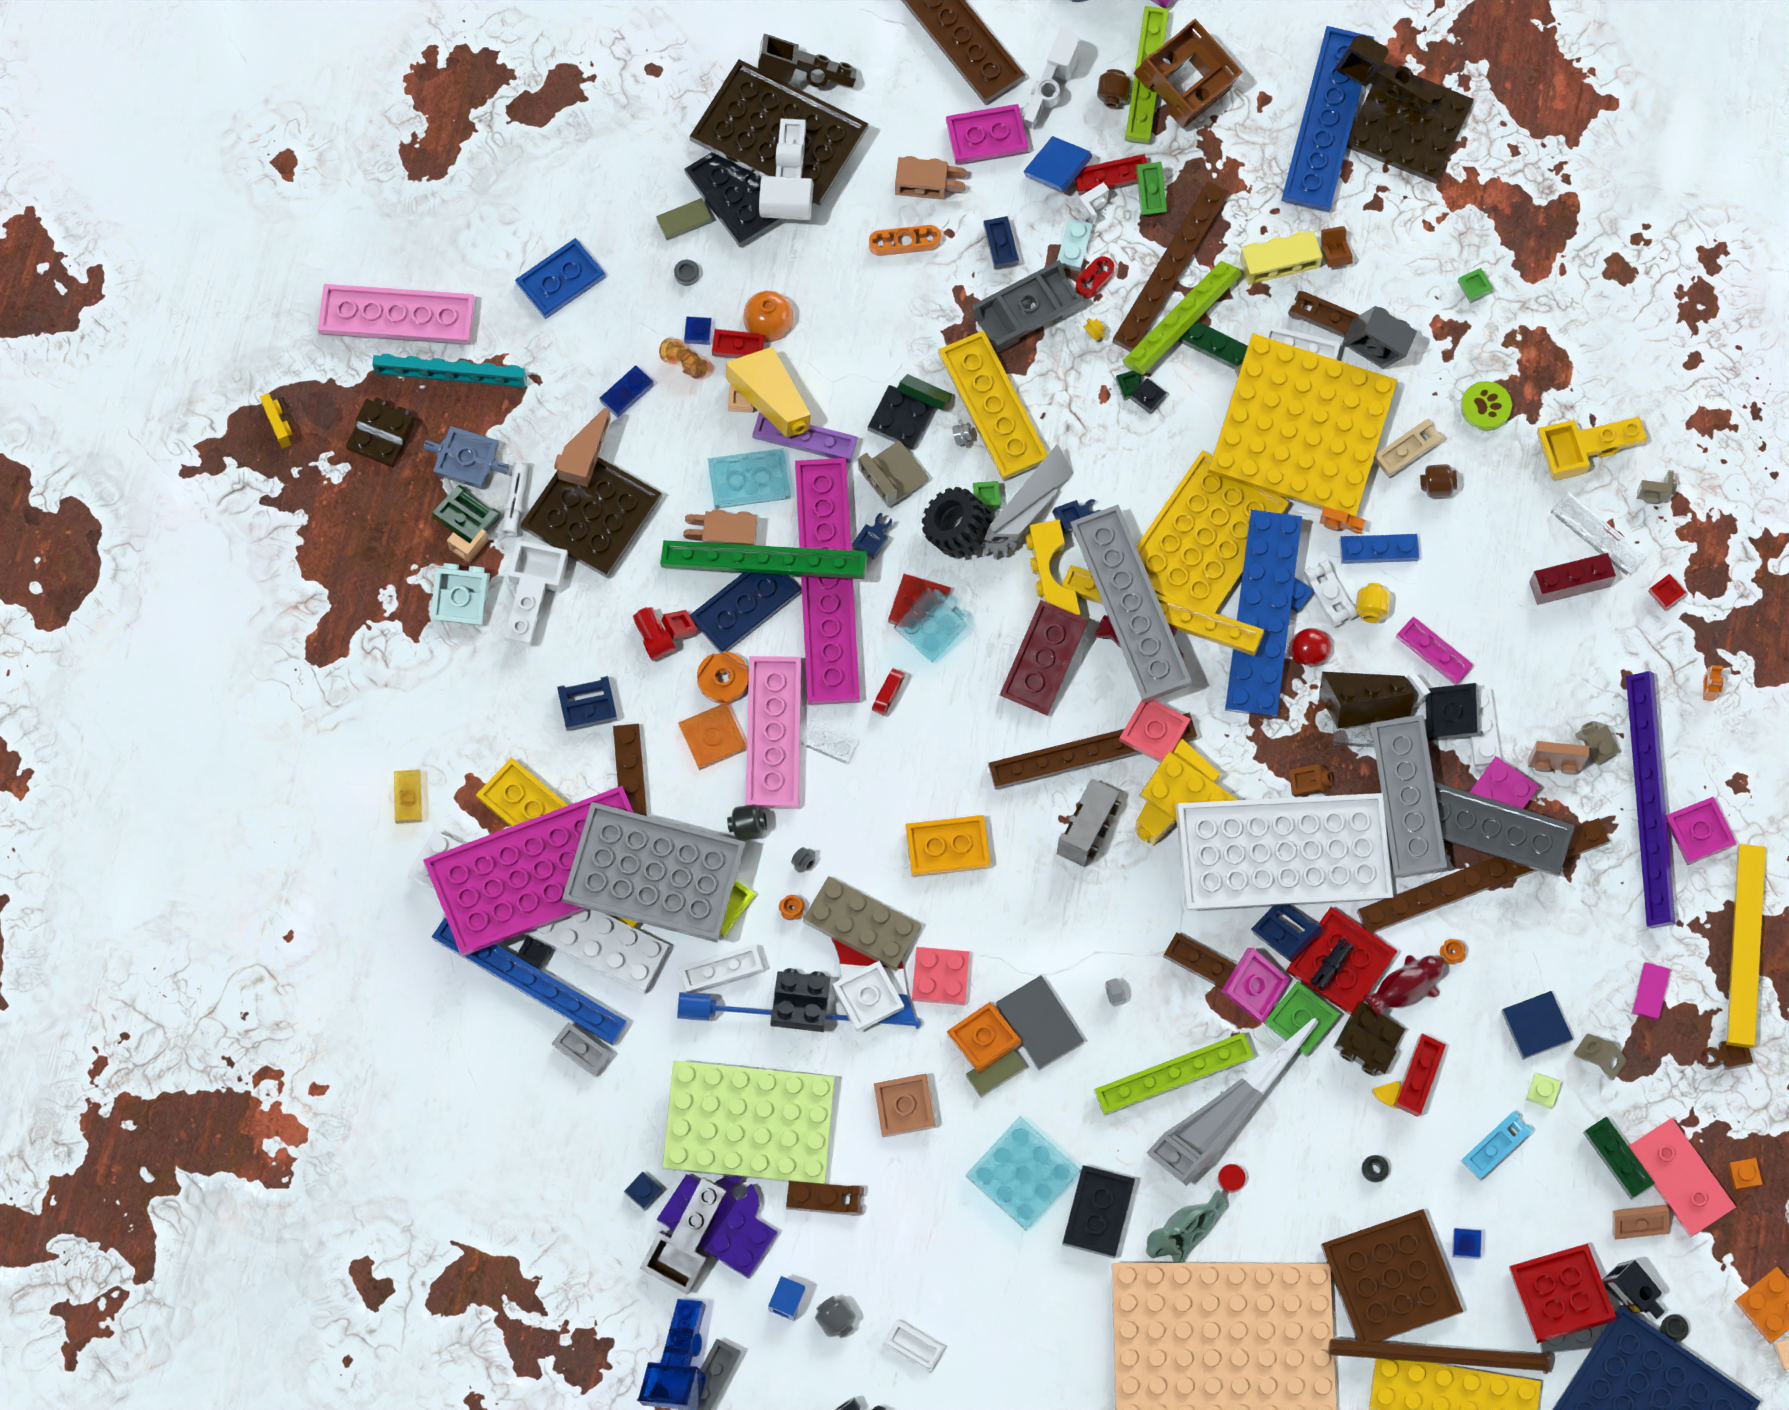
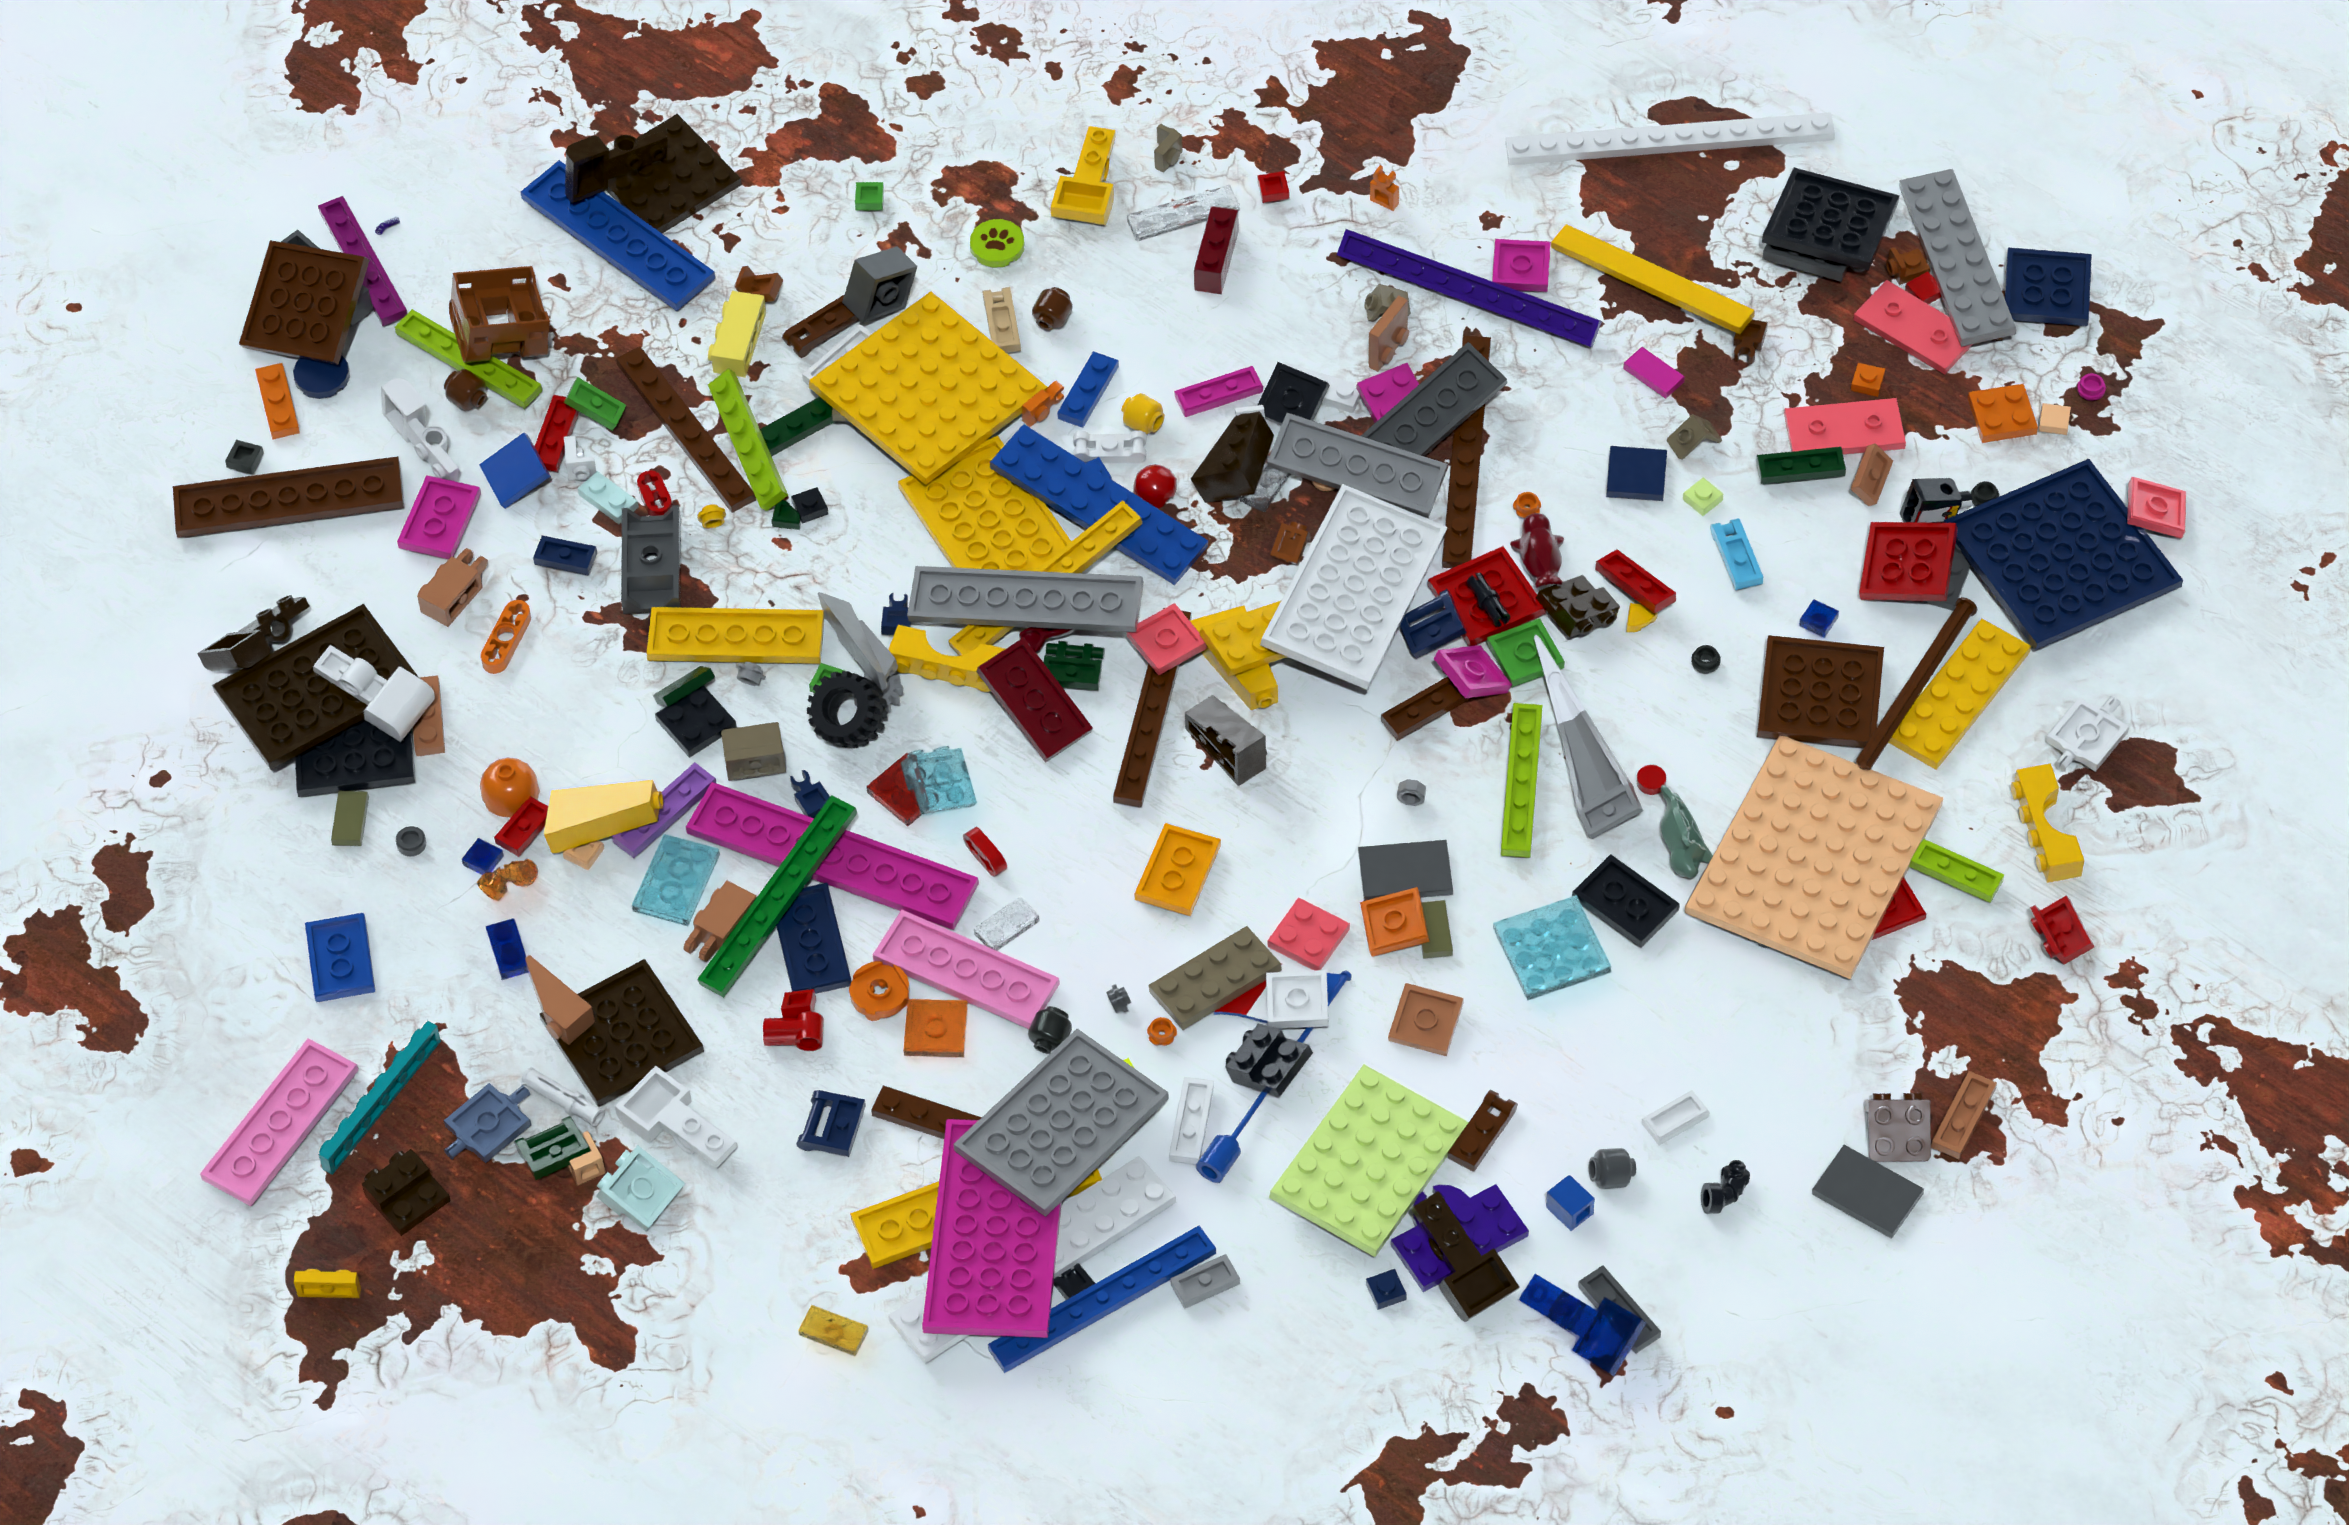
camera: 60 degrees left, 15 degrees down
(793, 231) = (429, 728): none -> nougat plate
(1093, 674) = (1075, 672): none -> dark green plate

